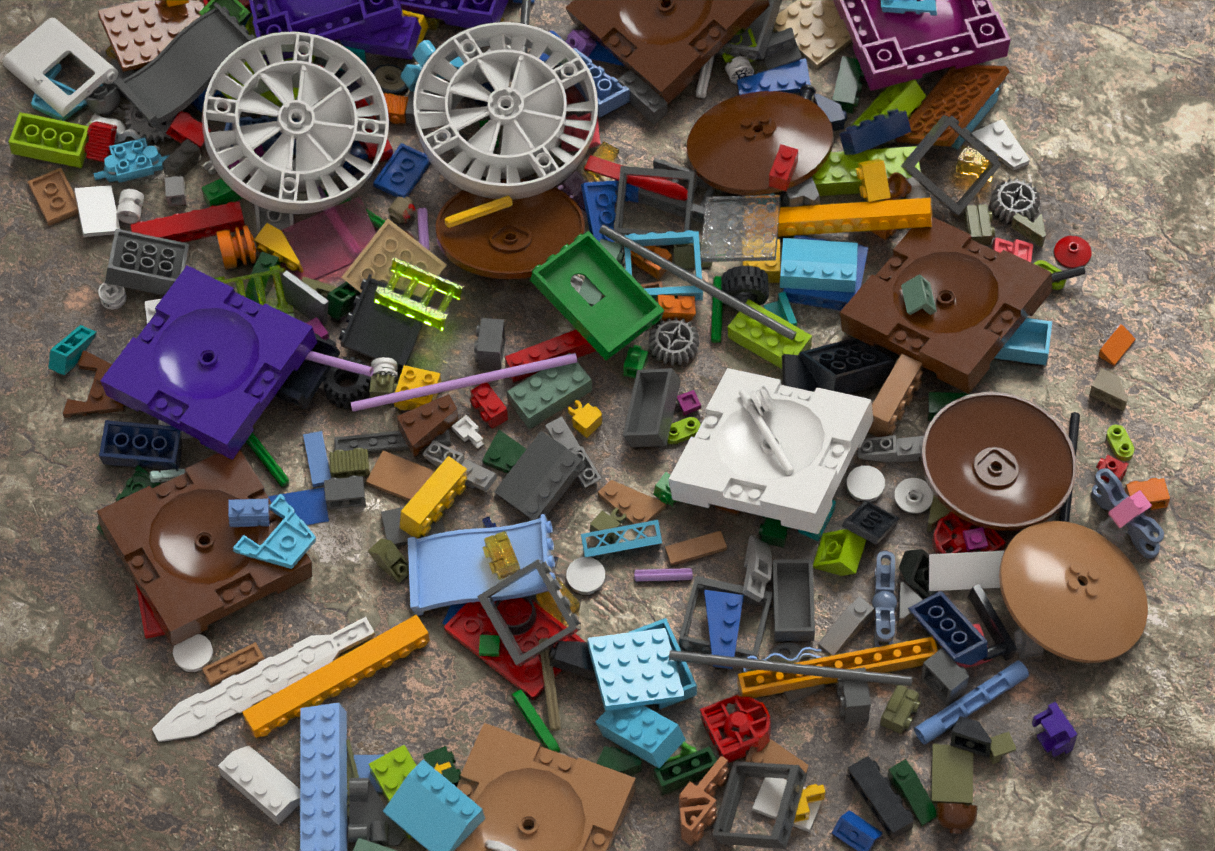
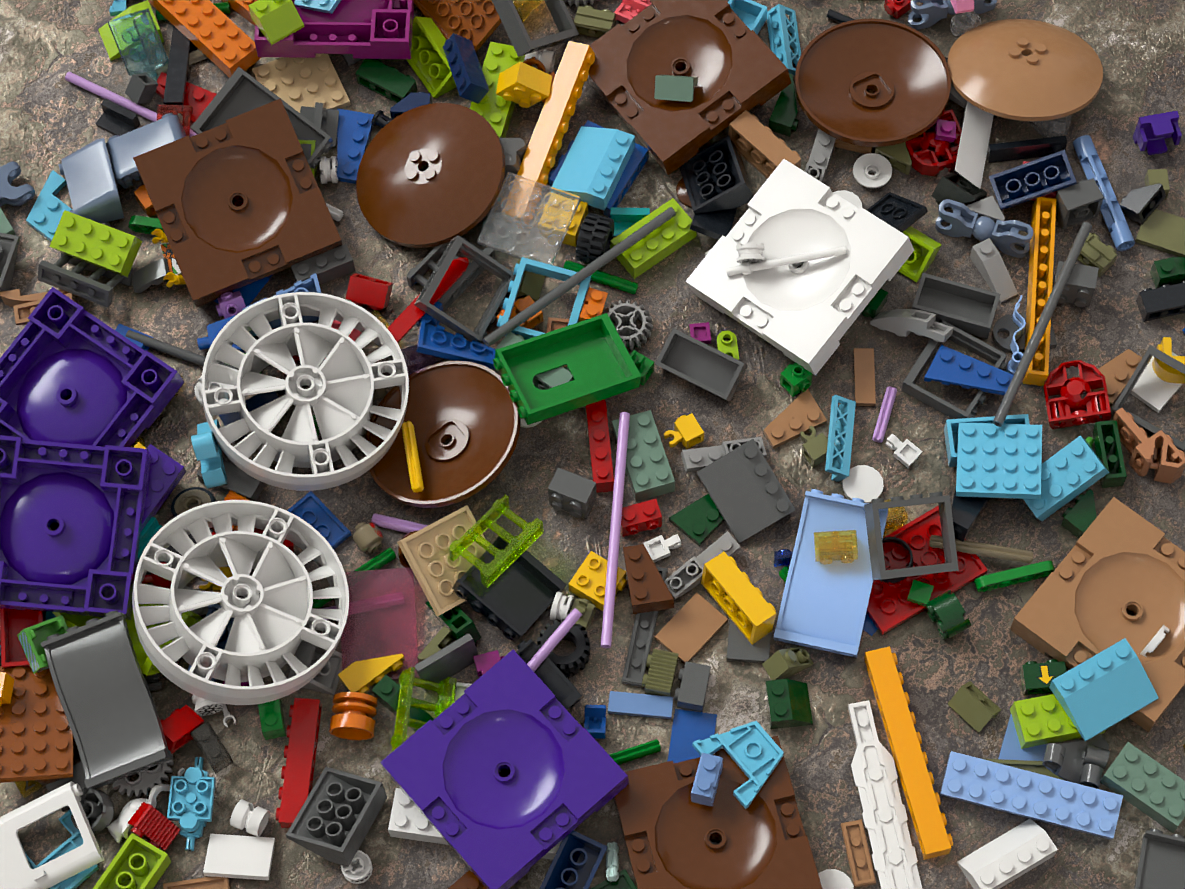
camera: 70 degrees left, 5 degrees up
(175, 191) = (247, 764): light grey brick -> none
(288, 427) = (595, 720): none -> blue bracket
(352, 570) = (788, 703): none -> dark green slope
(399, 721) = (973, 706): none -> olive panel
(475, 673) = (947, 614): none -> dark green brick
(630, 599) = (905, 451): none -> white plate
(631, 136) = (369, 291): none -> red brick
(783, 167) = (489, 151): red brick -> none
(1029, 378) = (780, 38): none -> medium azure fence

